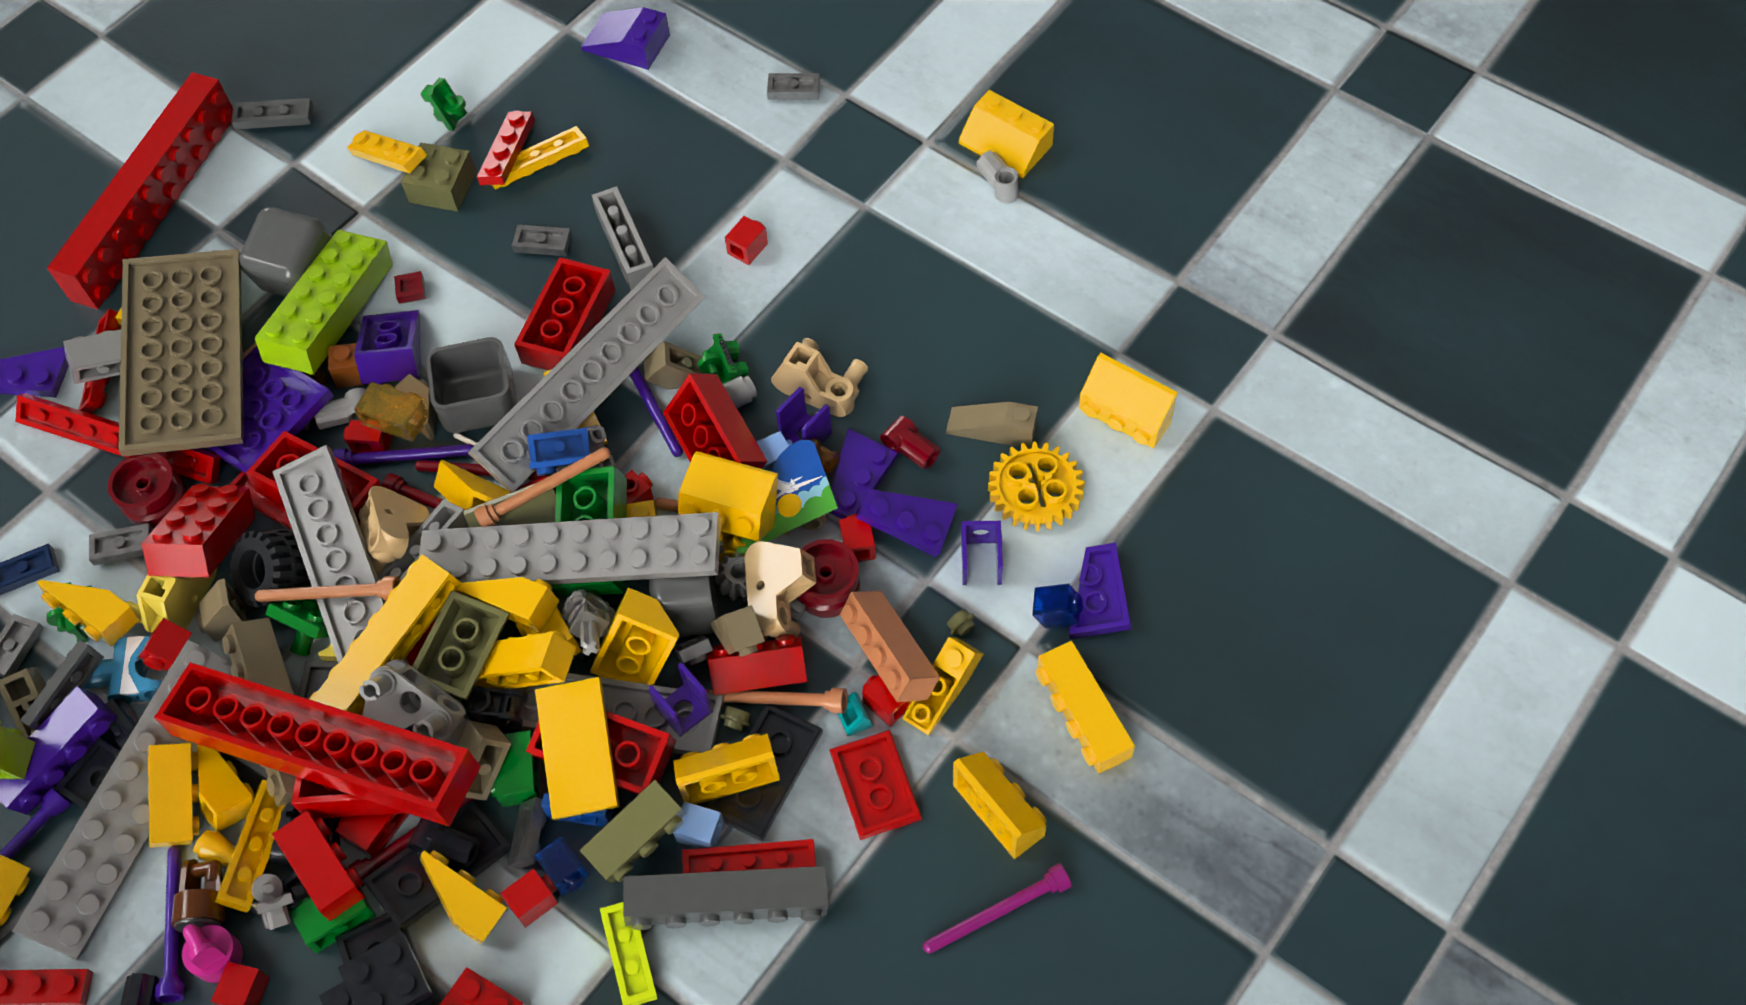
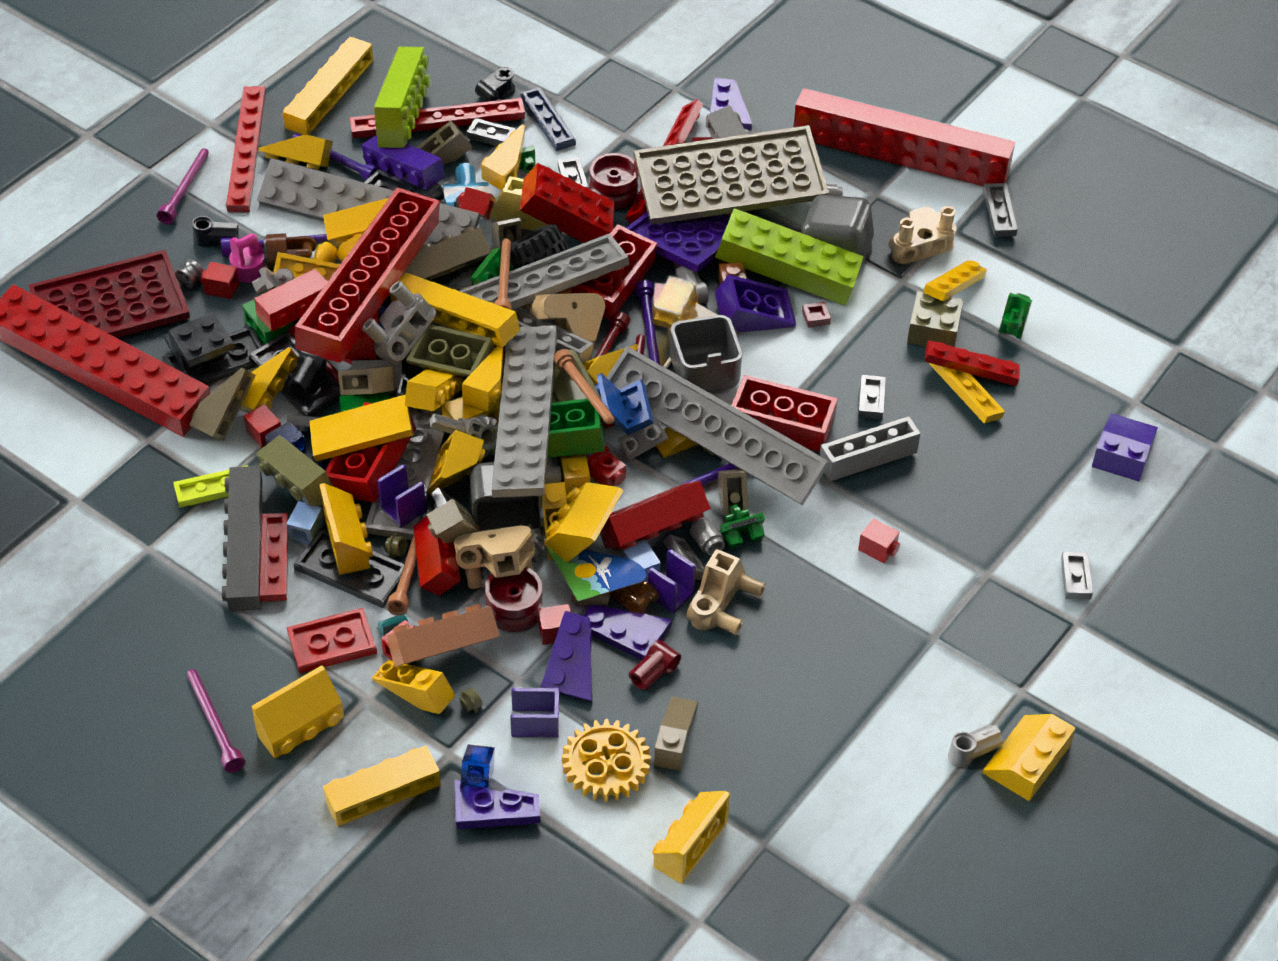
camera: 85 degrees right, 10 degrees down
(73, 672) = (452, 157): dark grey plate -> none
(301, 179) = (923, 235): none -> tan piece
(503, 952) = (220, 408): none -> dark tan slope
(759, 416) = (681, 547): none -> flat silver plate

